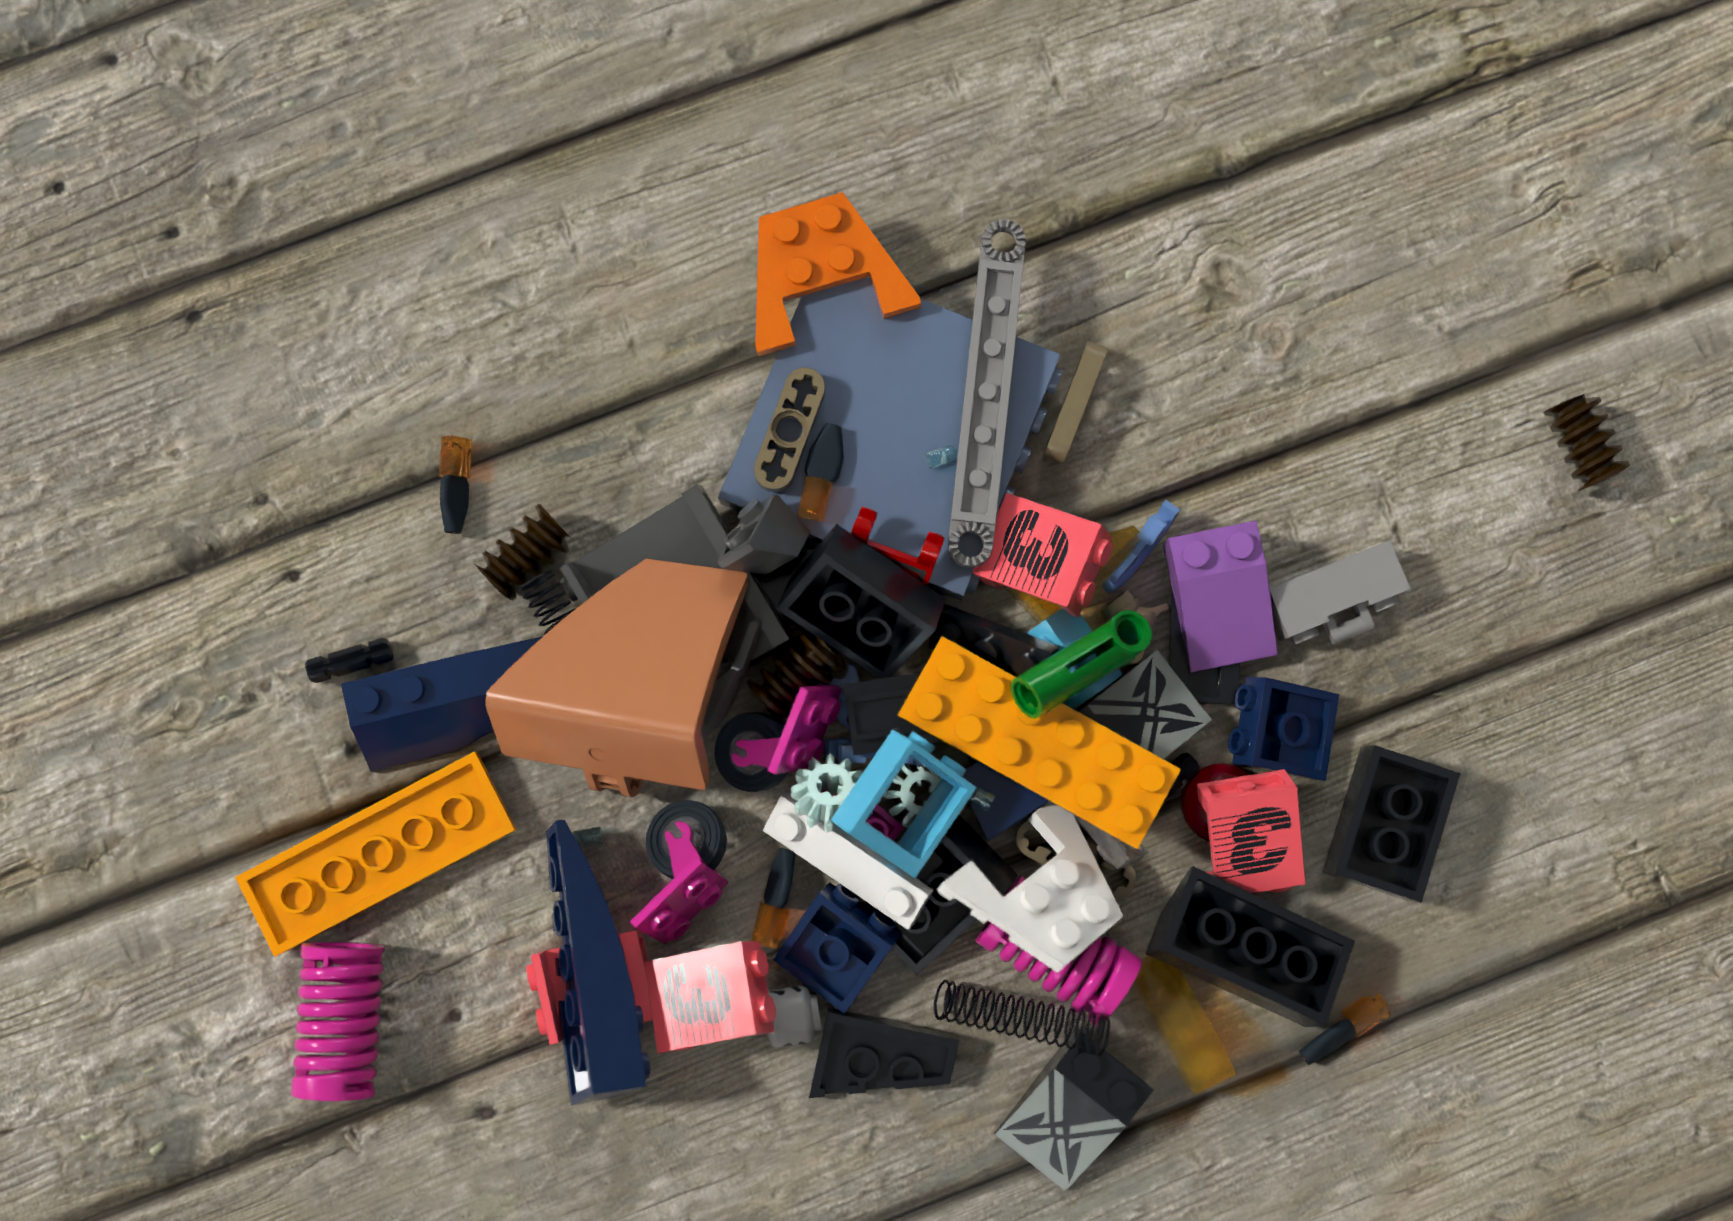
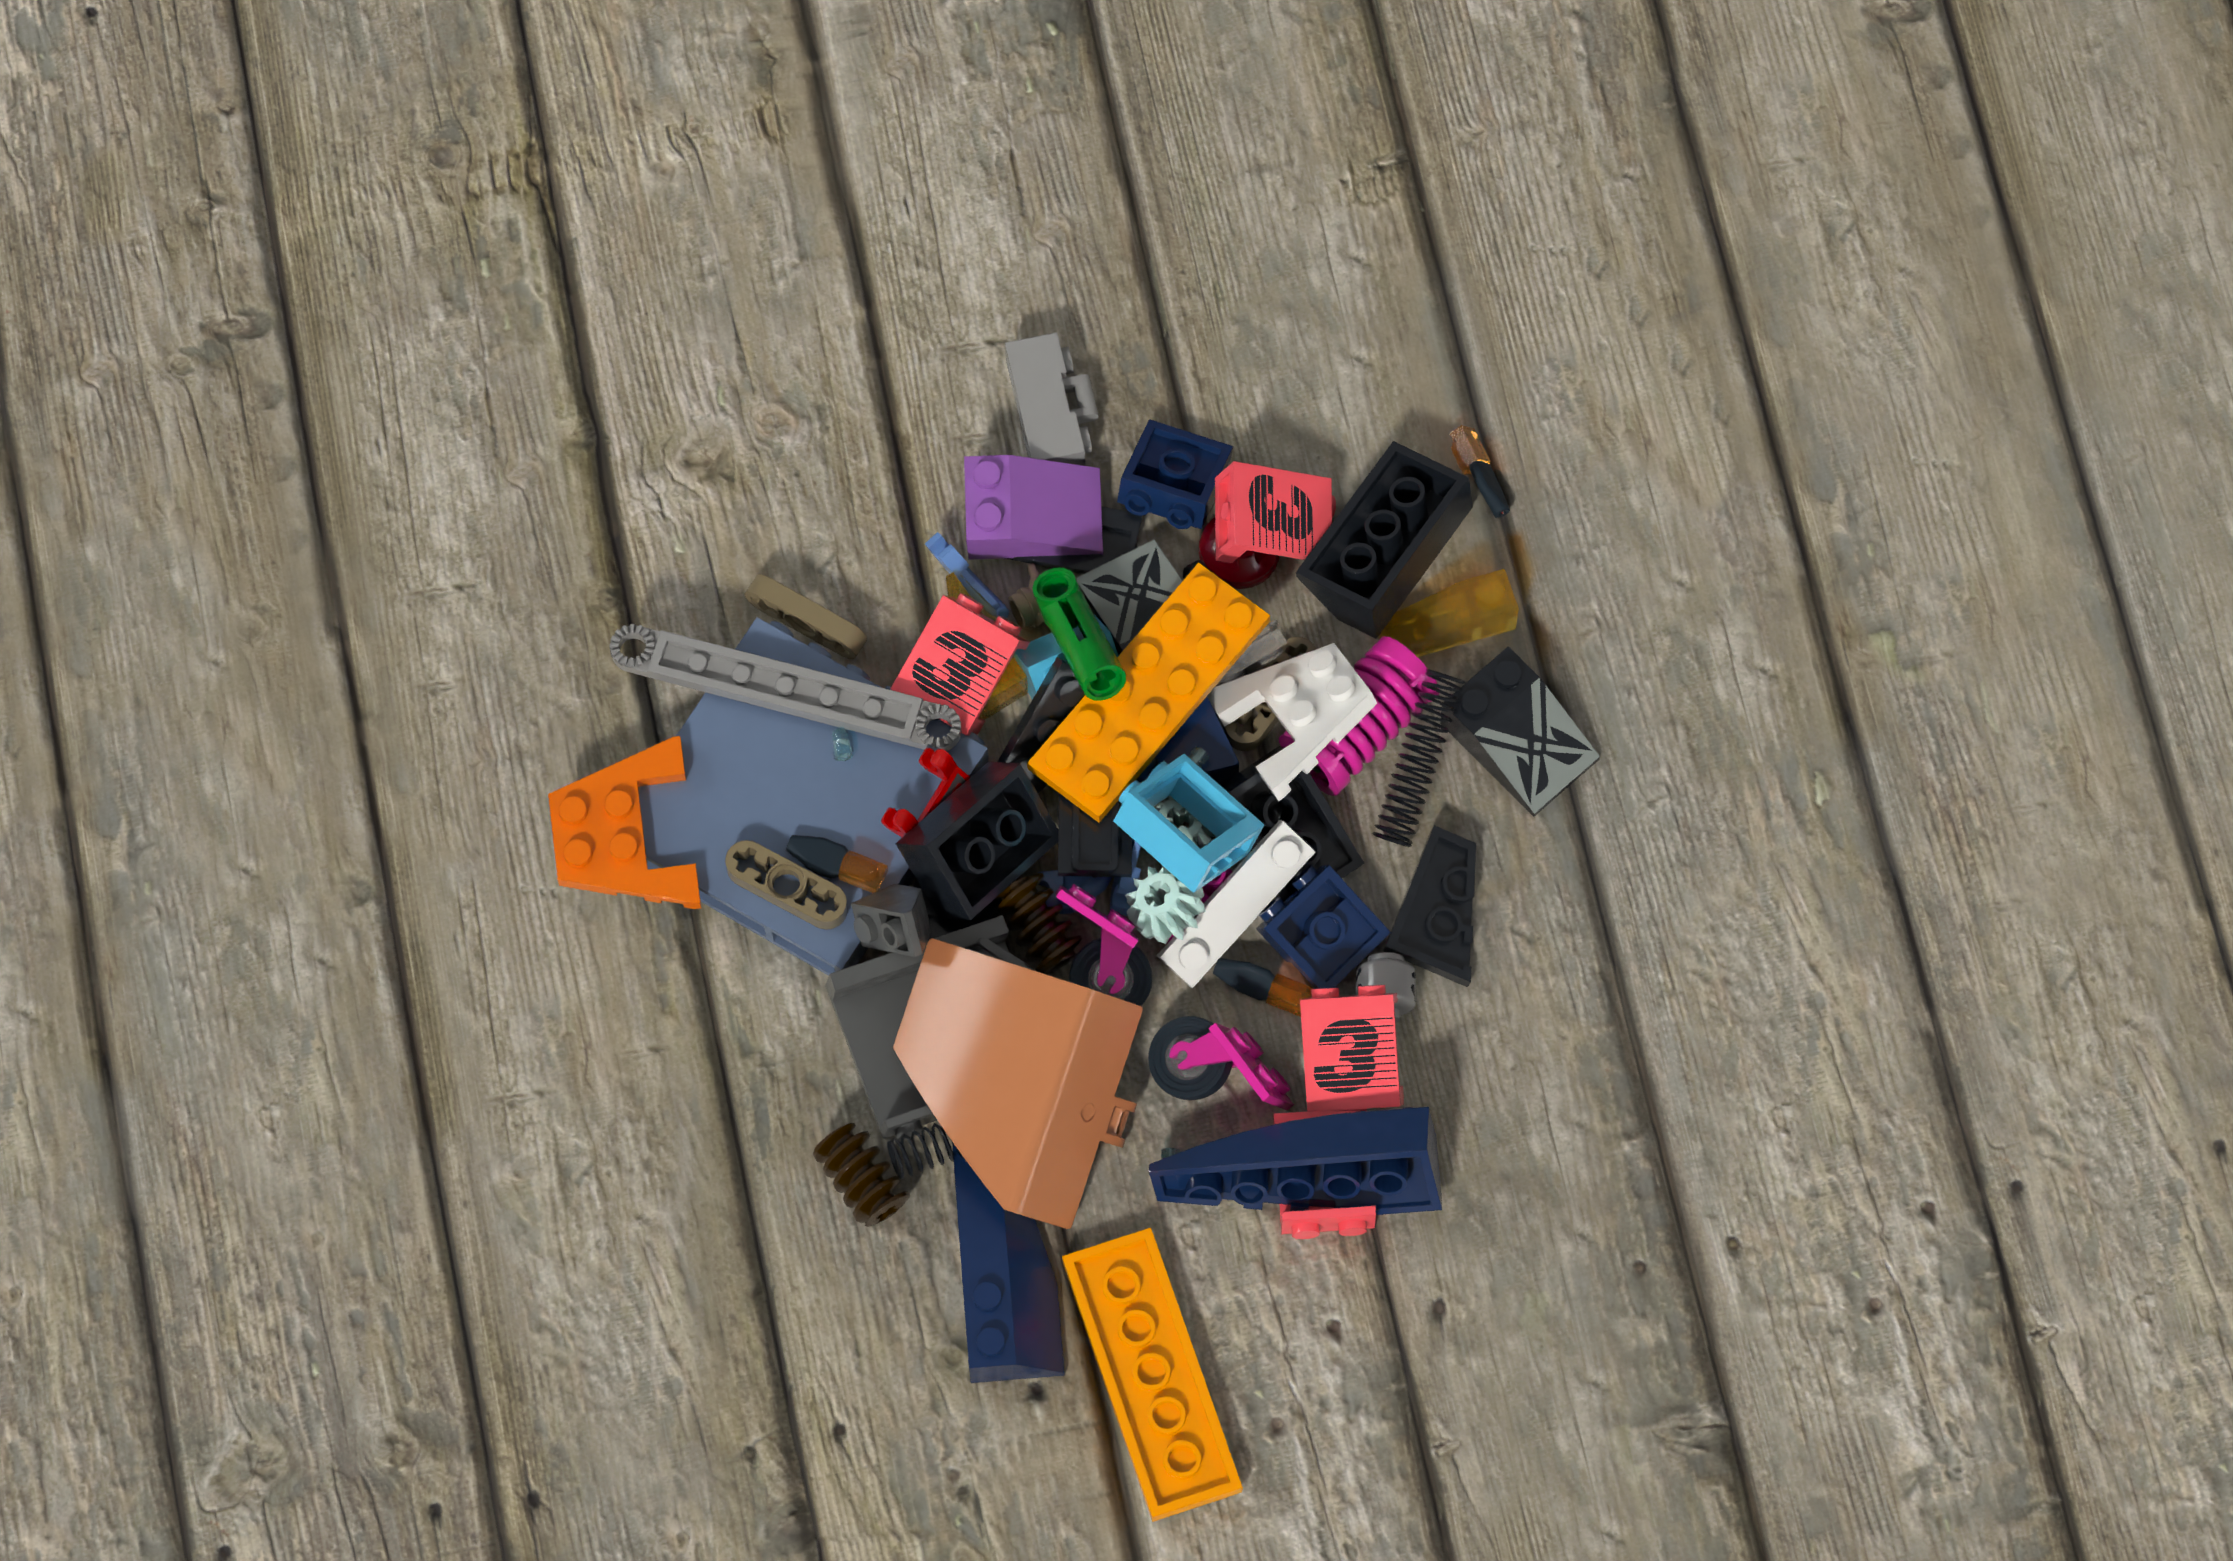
camera: 75 degrees left, 15 degrees down
(349, 660) = (942, 1378): black axle -> none
(359, 970) = (1317, 1424): dark pink piece -> none
(454, 487) = (754, 1242): piece -> none
(1391, 823) = (1284, 391): black brick -> none
(1587, 440) = (938, 149): dark brown piece -> none

